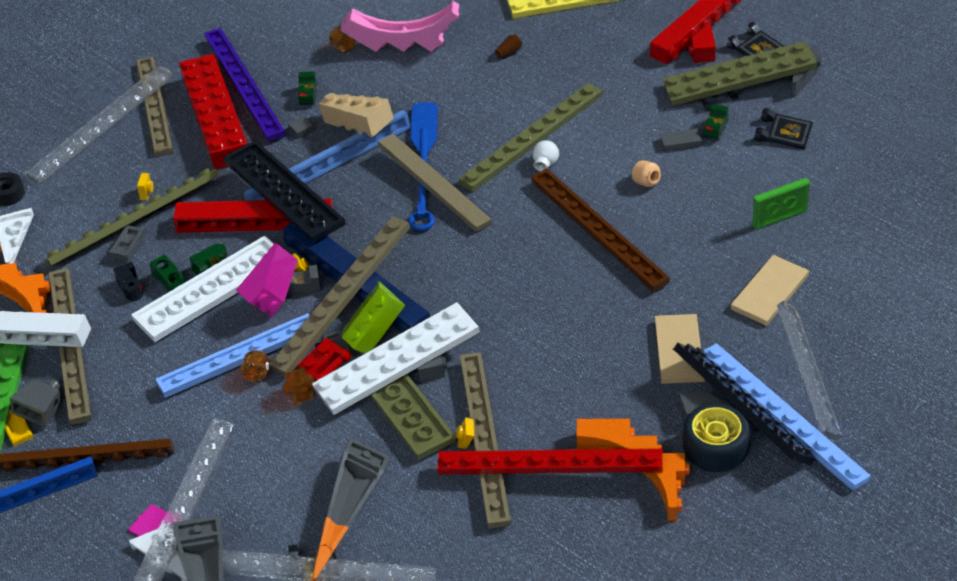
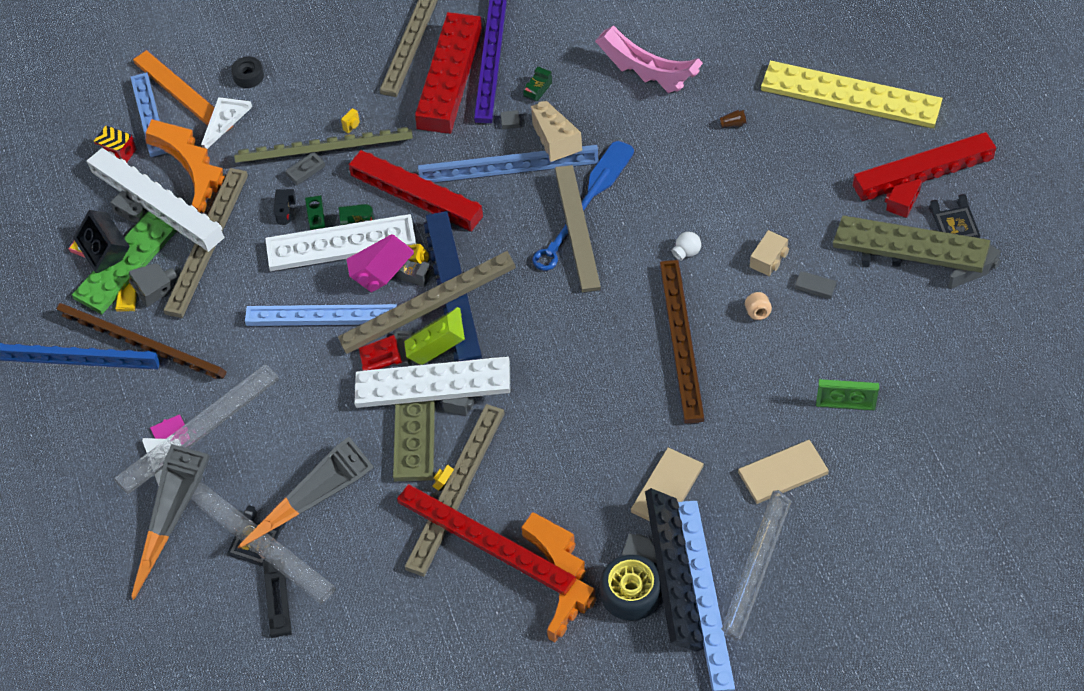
camera: 30 degrees right, 10 degrees up
(99, 124) = (353, 43): clear plate -> none
(255, 366) = (325, 332): clear orange head -> none
(284, 191) = (446, 182): black plate -> none
(298, 385) = (346, 367): clear orange brick -> none
(341, 40) = (594, 50): clear orange head -> none
(530, 137) = (691, 220): olive plate -> none
(623, 130) = (769, 253): none -> tan brick
(716, 121) = (856, 283): dark green leg -> none
(784, 130) = (915, 321): black flag -> none

